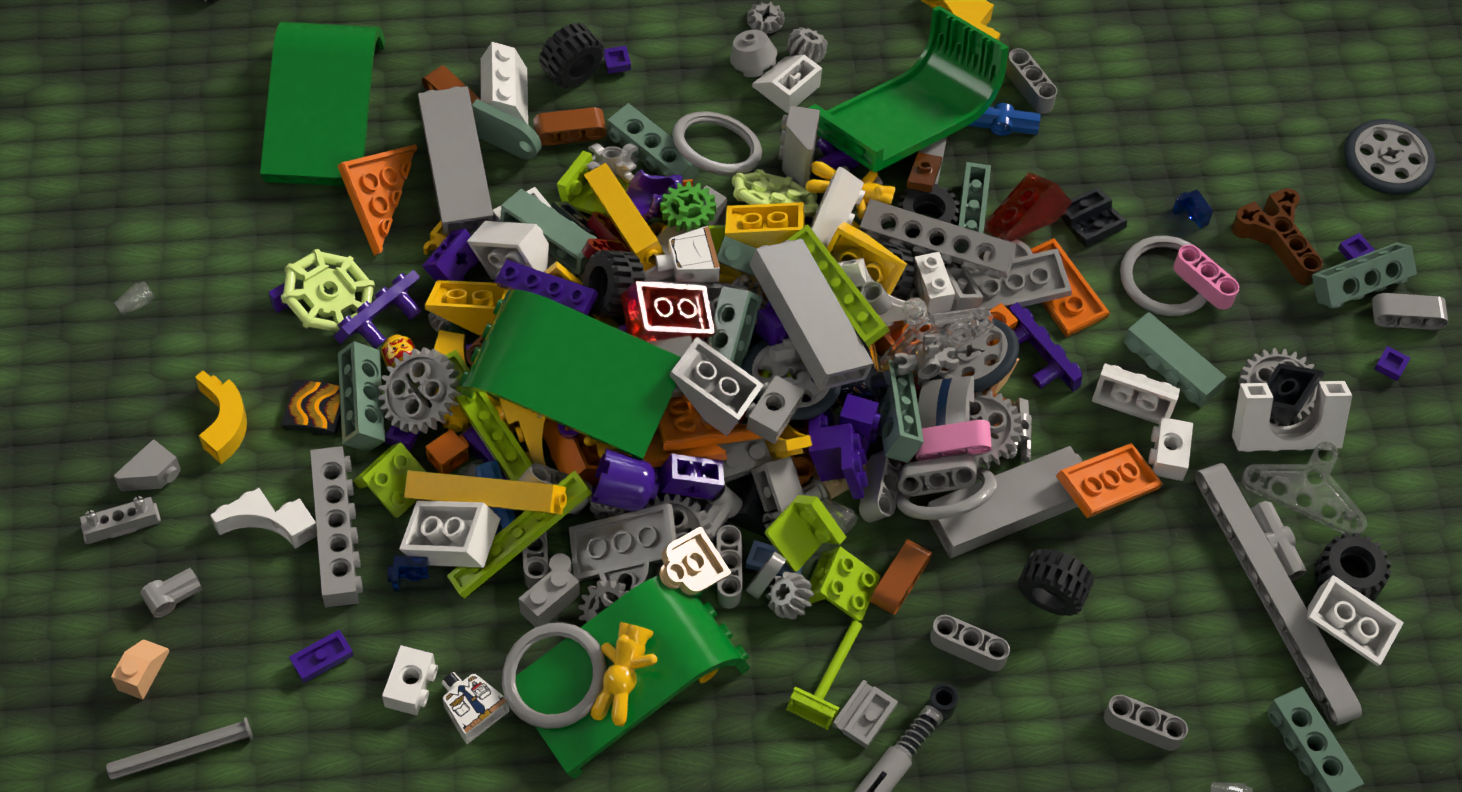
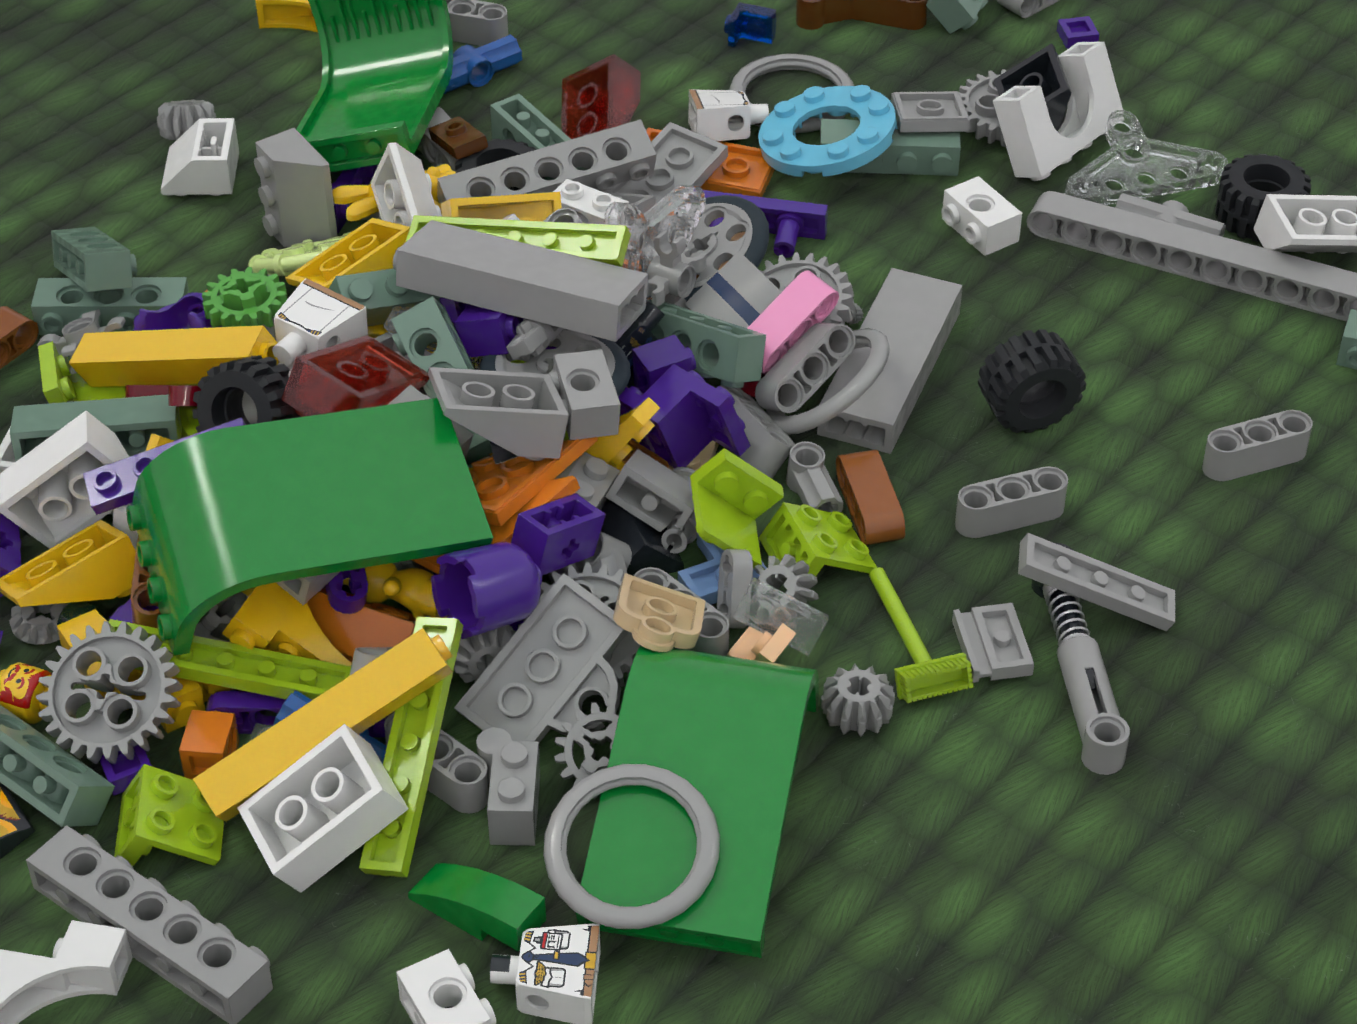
camera: 40 degrees left, 15 degrees down
(408, 567) = (302, 893): clear blue bracket -> none
(477, 640) = (480, 902): none -> green slope
(621, 677) = (722, 771): yellow animal -> none
(660, 113) = (93, 259): none -> sand green brick
(709, 165) = (197, 272): light grey wedge -> none
(743, 617) = (760, 646): none -> light nougat bracket
(753, 53) = (132, 158): light grey cone -> none
(760, 677) = (857, 700): none -> light grey gear
(769, 610) = (768, 608): none -> clear plate
(771, 24) = (91, 134): light grey gear -> none
(880, 544) = (811, 479): none -> light grey piece
(946, 729) = (1096, 582): none -> light grey plate
(1092, 217) = (666, 93): black slope -> none
(1099, 264) = (723, 114): none -> white torso
(1109, 480) = (964, 271): orange tile -> none
(1135, 394) = (893, 193): white slope -> none
(1142, 350) = (868, 142): none -> medium azure plate
(1206, 276) = (836, 61): bright pink beam -> none
(1215, 356) = (930, 111): none -> light grey tile

